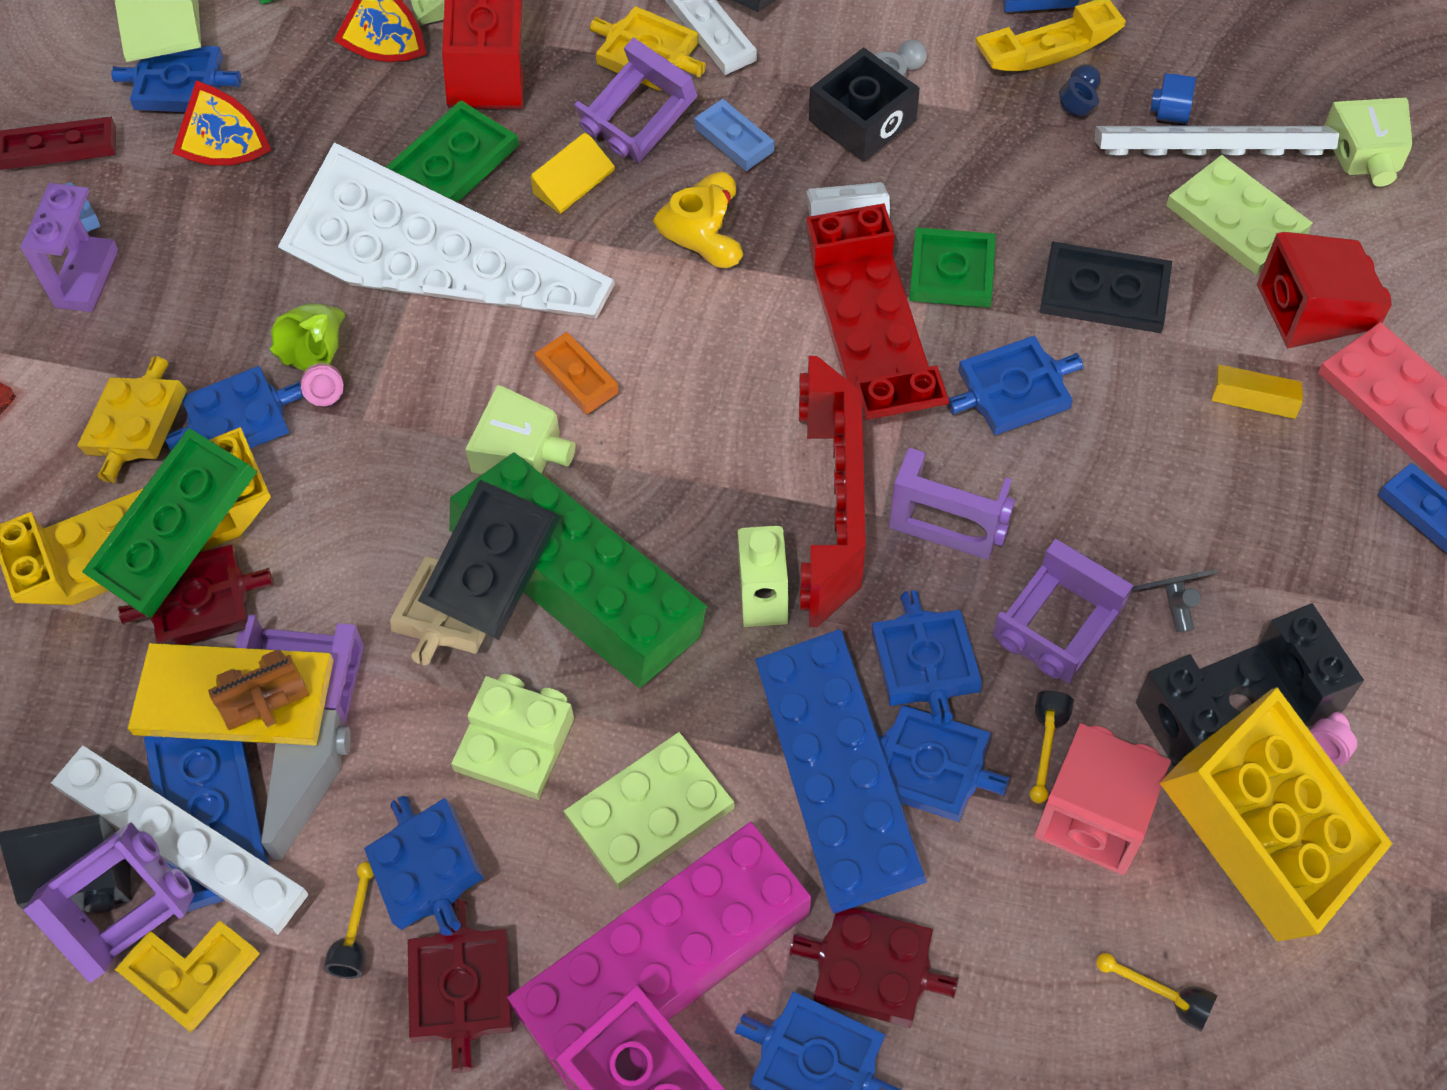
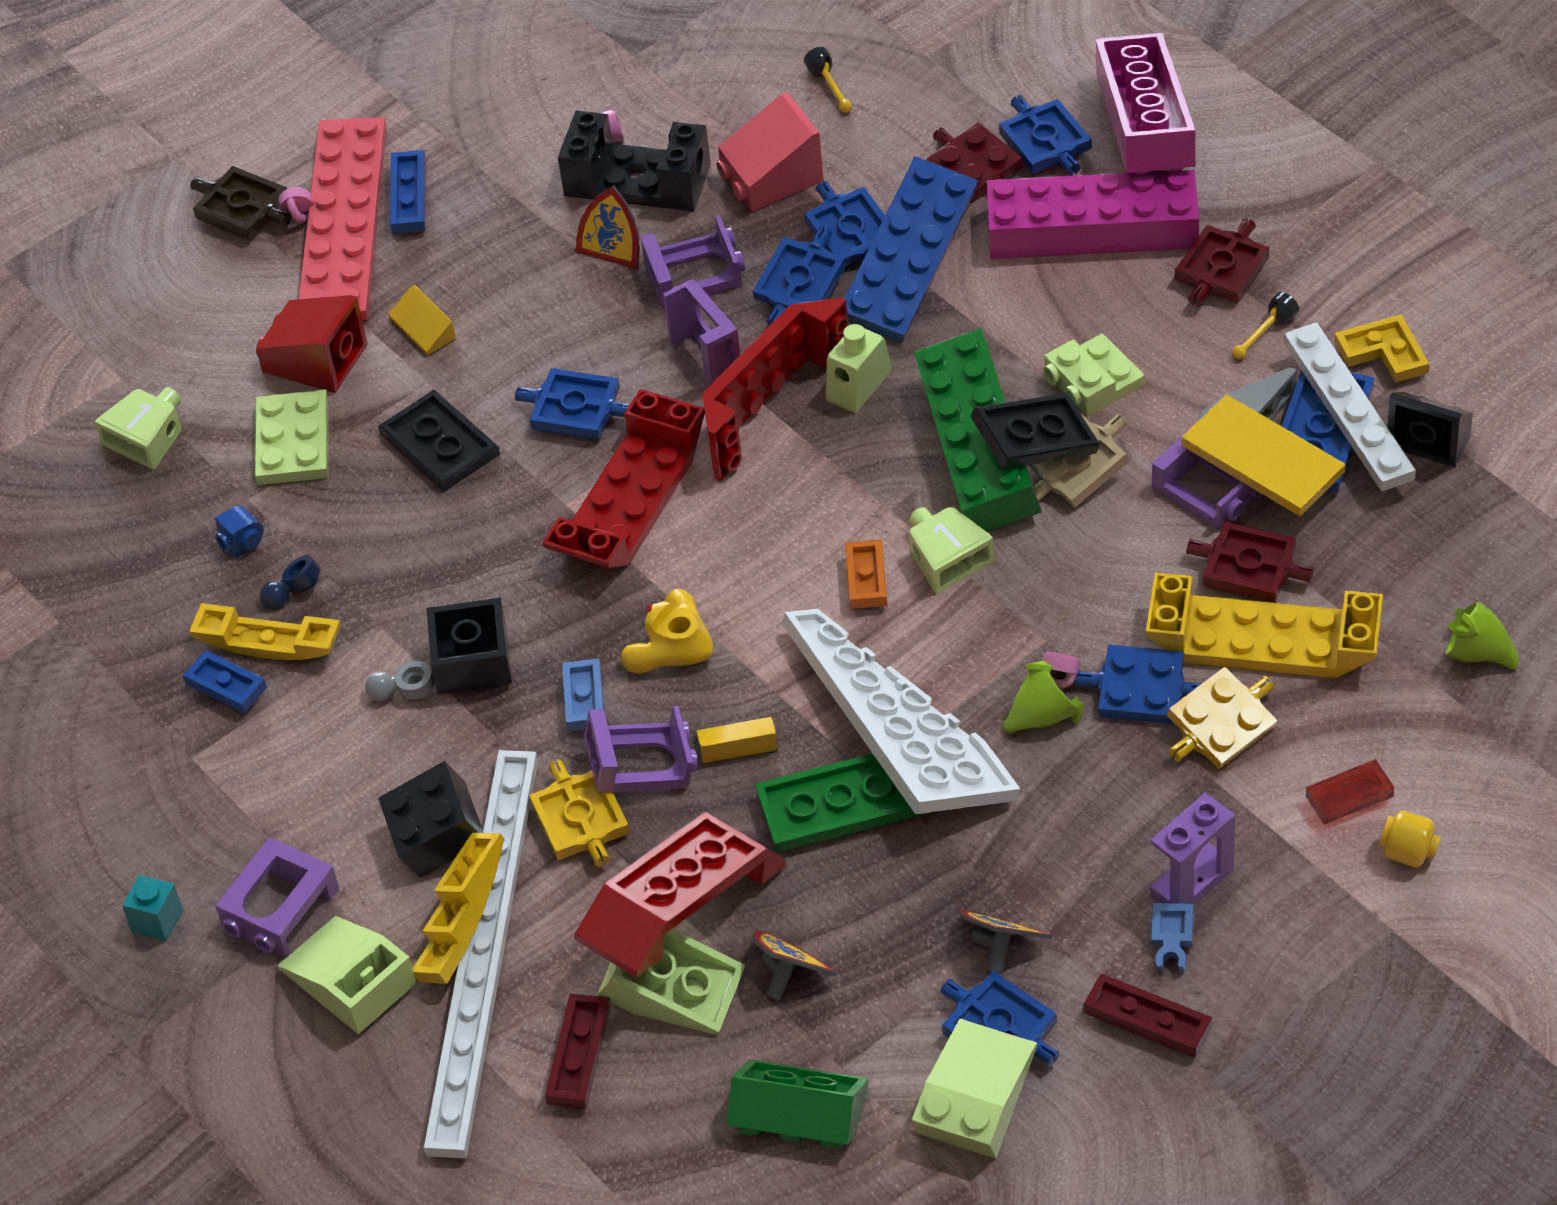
camera: 140 degrees left, 10 degrees down
(76, 934) = (1440, 386): medium lavender panel -> none
(169, 522) = (1238, 579): green plate -> none
(258, 692) = (1244, 414): dark orange hips -> none
(424, 864) = (1200, 323): blue plate -> none
(649, 810) = (1039, 297): yellowish green plate -> none
(846, 197) = (550, 600): white slope -> none
(952, 267) = (530, 502): green plate -> none
(1052, 711) = (751, 219): hinge -> none
(1230, 139) = (247, 487): white plate -> none
(1278, 817) = (694, 85): yellow slope -> none

